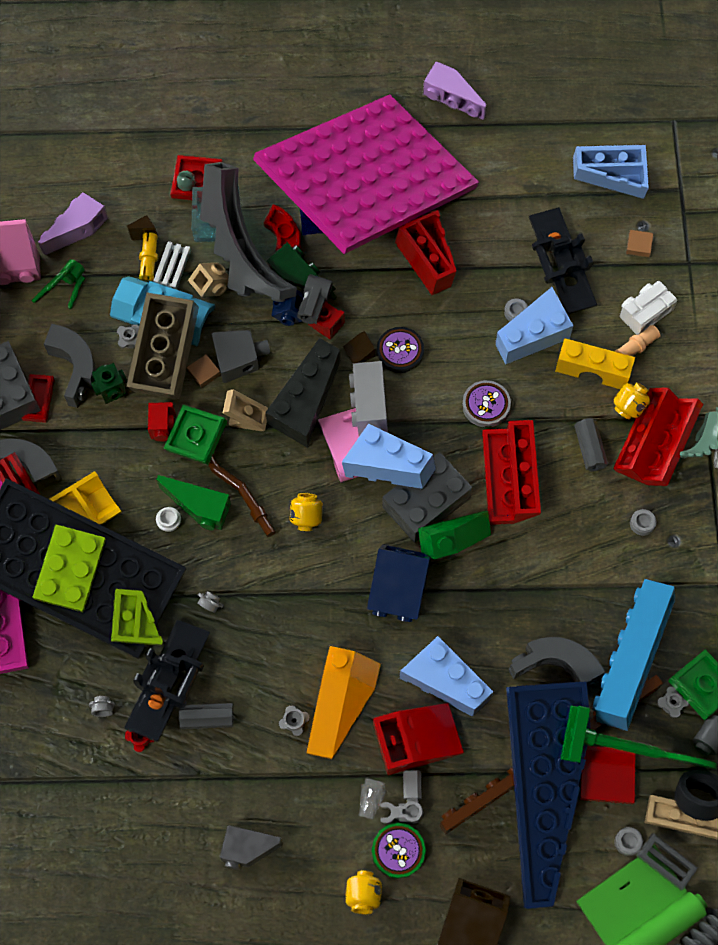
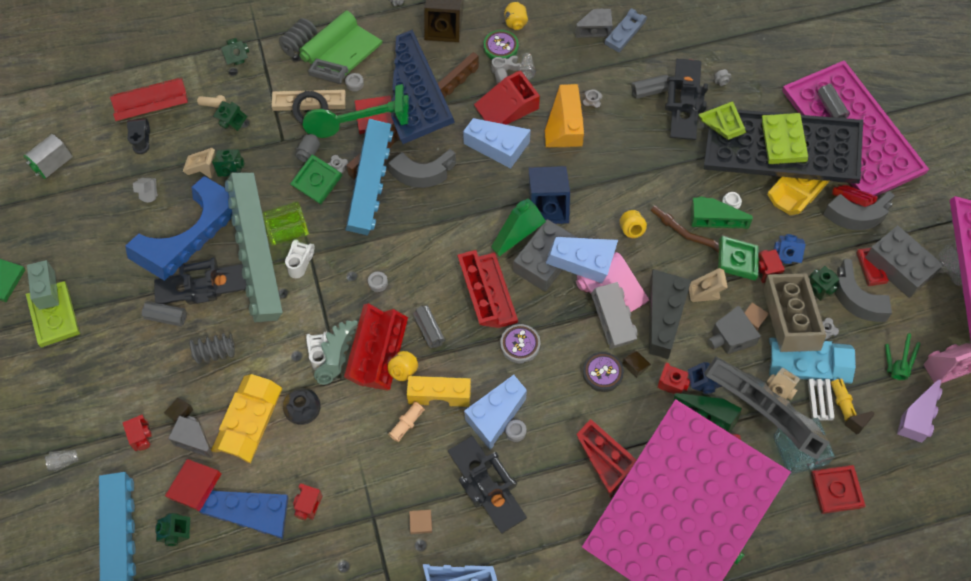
camera: 165 degrees right, 5 degrees down
(128, 431) = (790, 248): none -> blue brick
(184, 182) = (845, 480): sand green hinge -> none
(206, 829) = (625, 30): none -> sand blue plate
(209, 601) = (678, 152): light grey plate -> none
(315, 294) = (688, 383): dark grey piece -> none
(647, 307) = (403, 455): white brick -> none

